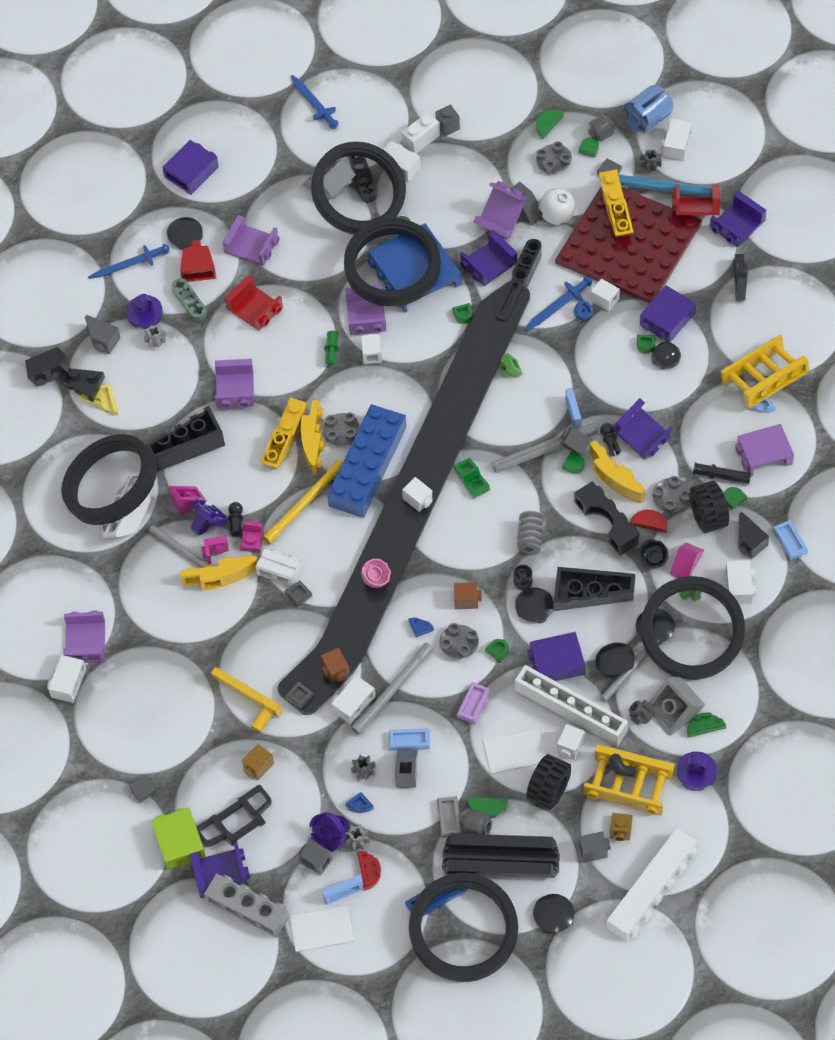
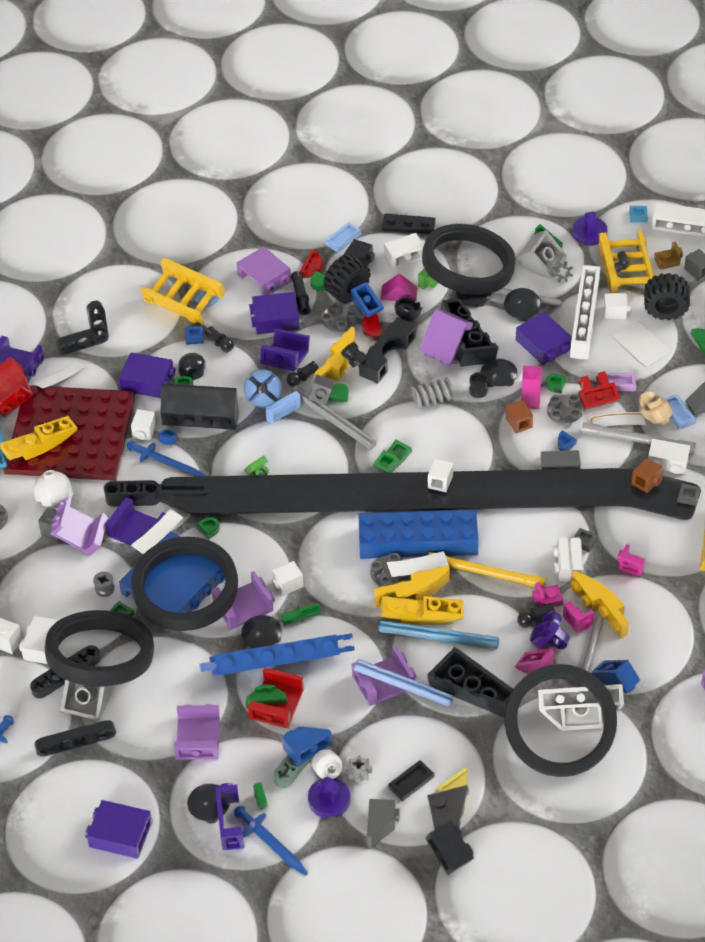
camera: 115 degrees left, 10 degrees down
(128, 372) = (411, 780): none -> black tile
(140, 550) = (617, 672): none -> blue slope
(150, 223) = (230, 837): none -> dark purple panel
(168, 264) = (260, 795): none -> green tile
(168, 313) = (327, 764): none -> white head
(193, 300) = (305, 742): none -> blue slope
(197, 263) = (247, 768): red torso -> none
(219, 385) = (403, 682): none -> axle
(249, 613) = (630, 563): none -> dark pink bracket
(254, 444) = (439, 634): none -> dark azure axle
(261, 298) = (267, 695): none -> green tile
(290, 161) = (76, 738): none -> black beam
(292, 313) = (276, 654): none -> blue hinge
(328, 316) = (261, 631): none -> black dish
(333, 447) = (411, 566): none -> white sticker
(375, 573) = (540, 477): bright pink hair -> none
(399, 612) = (560, 459): none -> dark grey tile
(415, 713) = (655, 408): none -> tan head
(426, 684) = (618, 419): none -> white sticker
(439, 222) = (107, 587): none -> flat silver wheel
(458, 674) = (598, 395): none -> red plate
(463, 262) = (158, 531): none -> white sticker
(498, 621) = (531, 386): none -> dark pink slope
(590, 561) = (444, 336): none -> medium lavender panel
(594, 398) = (263, 378): none -> medium blue cylinder
(599, 339) = (199, 406): none -> black slope
(600, 476) = (353, 354): none -> black wheel
(673, 518) = (366, 300): none -> blue slope
(679, 389) = (219, 339): none -> black pin
(701, 440) = (274, 312): none -> dark purple brick
(702, 249) = (61, 375): none -> white sticker
(702, 830) = (638, 213): none -> dark azure tile
(708, 371) = (194, 335): none -> blue tile
(761, 499) = (312, 264): none -> red tile
(783, 606) = (408, 223): none -> black plate

